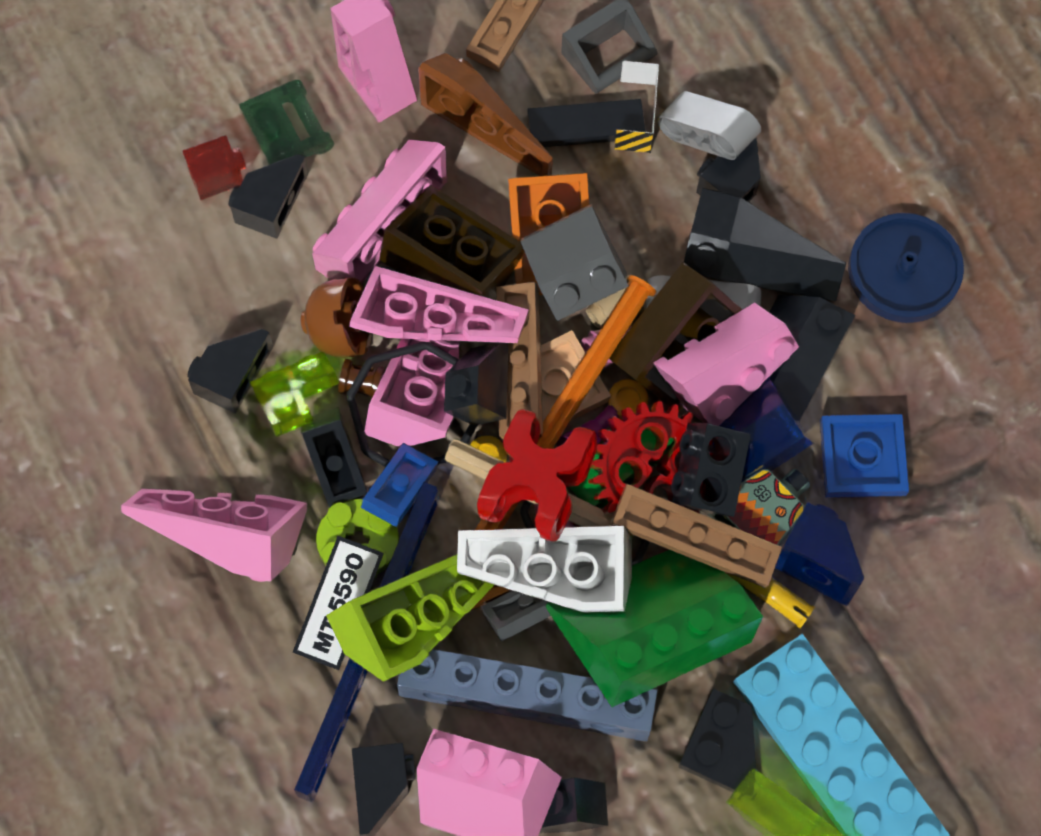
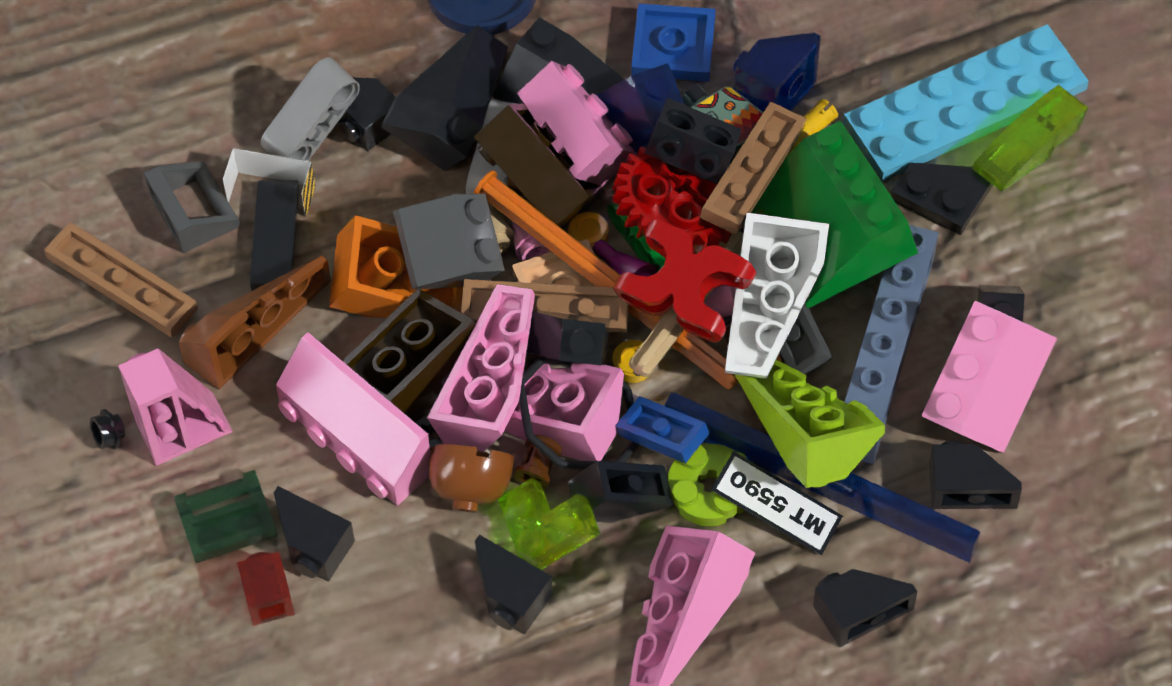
camera: 80 degrees left, 10 degrees down
(234, 686) = (860, 603): none -> black slope

